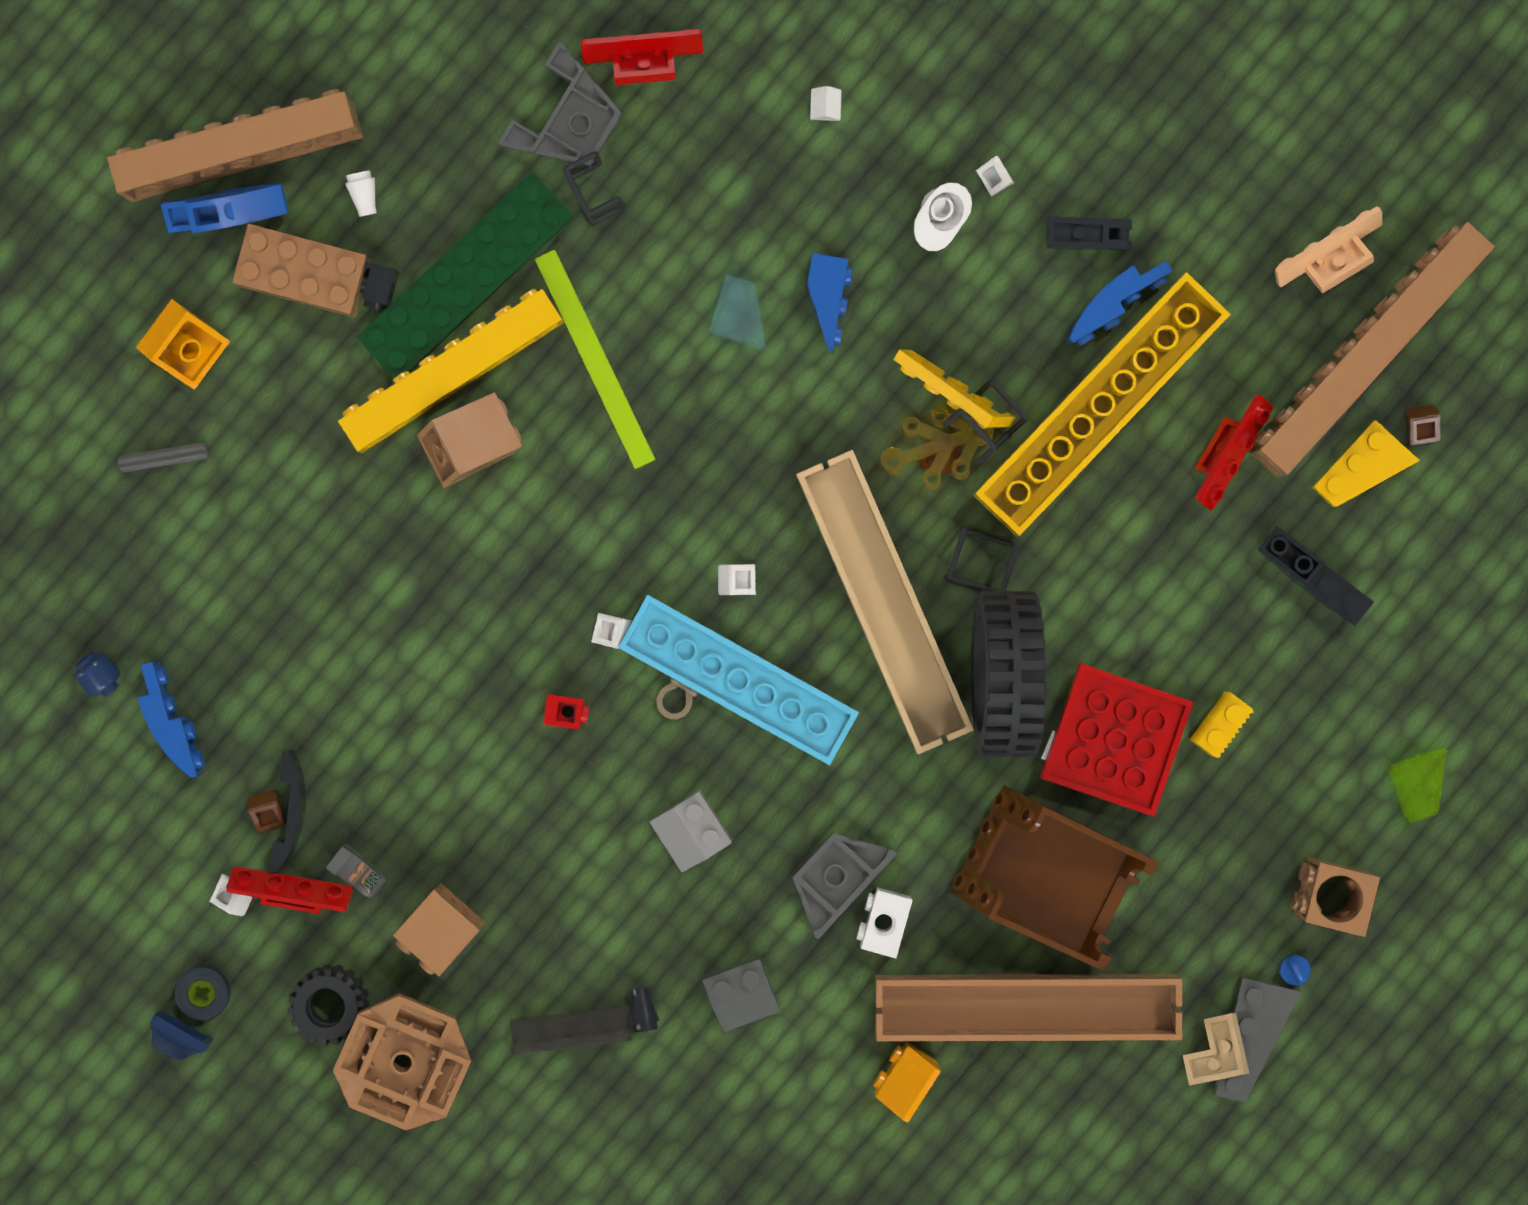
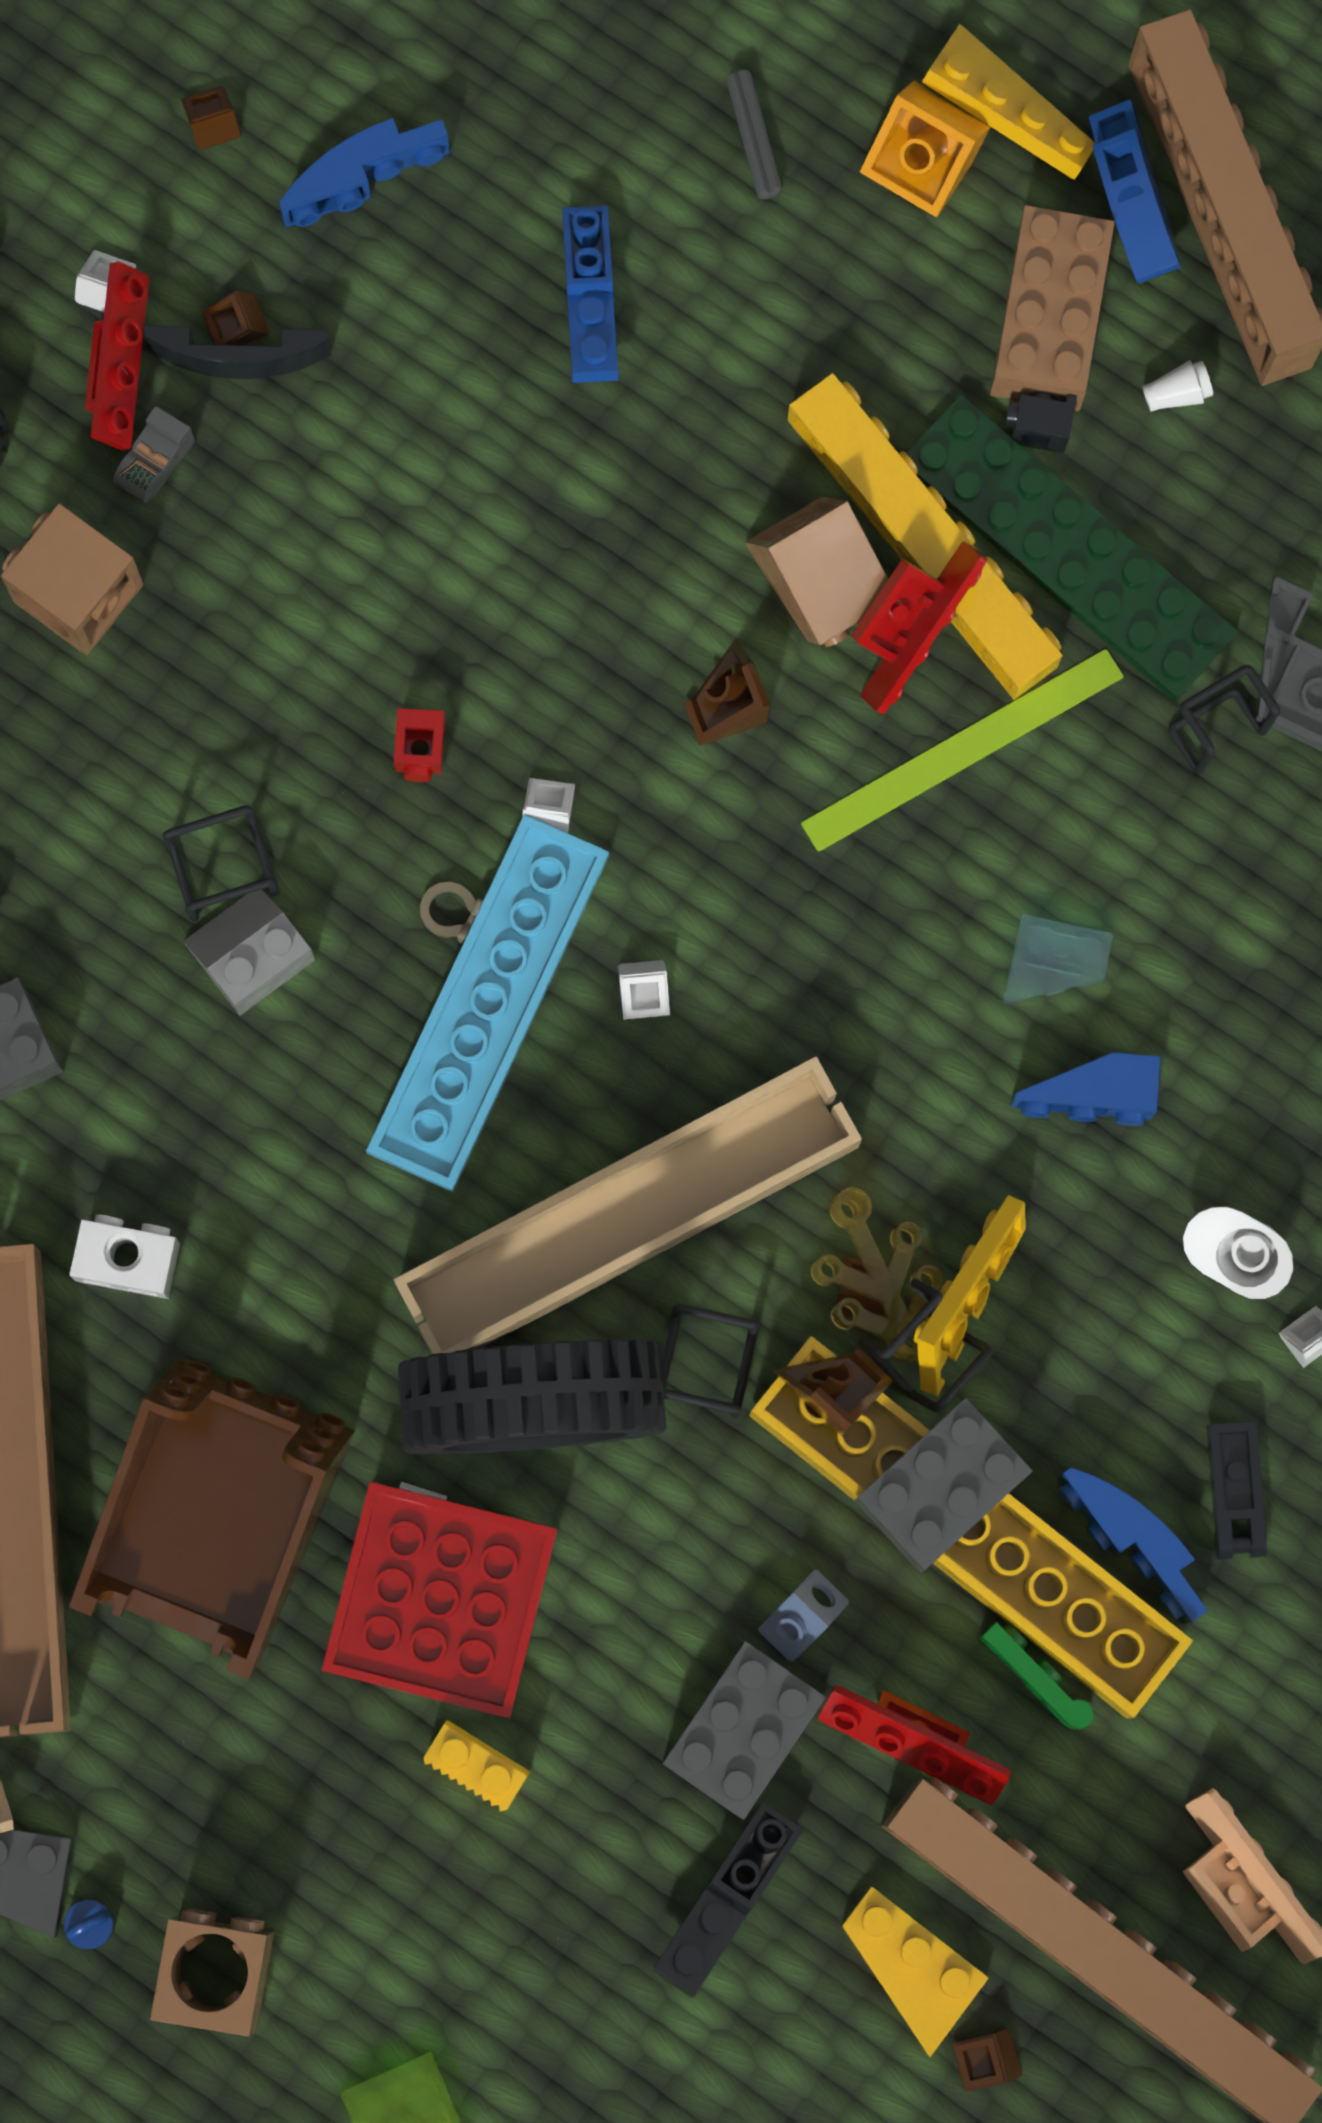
camera: 80 degrees right, 10 degrees down
(97, 674) = (423, 62): dark blue head -> none
(122, 818) = (211, 117): none -> reddish brown slope
(153, 289) = (999, 97): none -> yellow wing
(268, 576) = (590, 294): none -> blue slope
(510, 385) = (909, 618): none -> red bracket
(549, 509) = (728, 699): none -> reddish brown slope
(664, 864) = (191, 905): none -> black piece
(837, 877) = (191, 1178): dark grey wing -> none
(1011, 479) = (837, 1386): none -> reddish brown slope
(1080, 419) = (943, 1486): none -> dark grey brick
(1147, 515) = (802, 1618): none -> sand blue bracket
(1196, 369) = (1037, 1677): none -> green plate
(1213, 557) = (744, 1730): none -> dark grey brick

